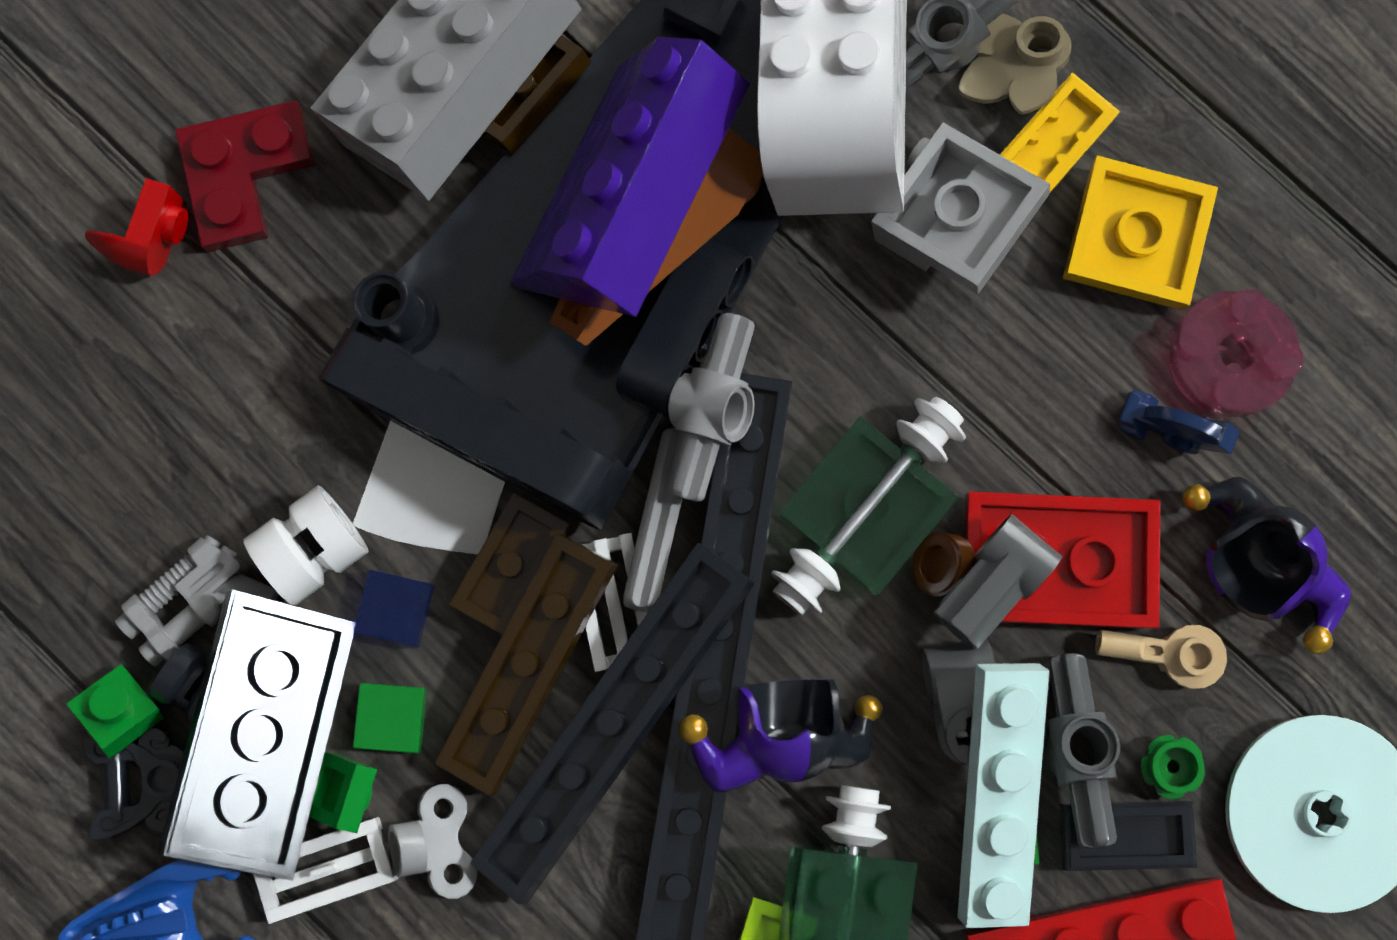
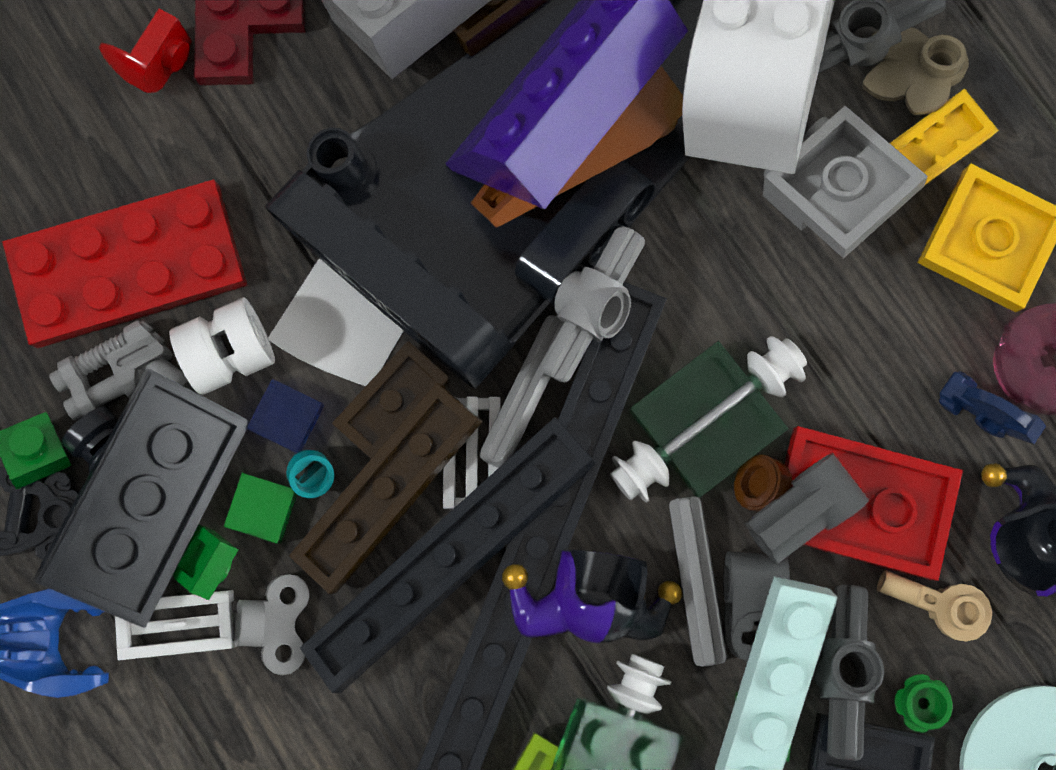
camera: 15 degrees right, 0 degrees up
(169, 476) = (124, 264): none -> red plate
(443, 673) = (316, 479): none -> teal hinge
(896, 688) = (698, 581): none -> light grey axle

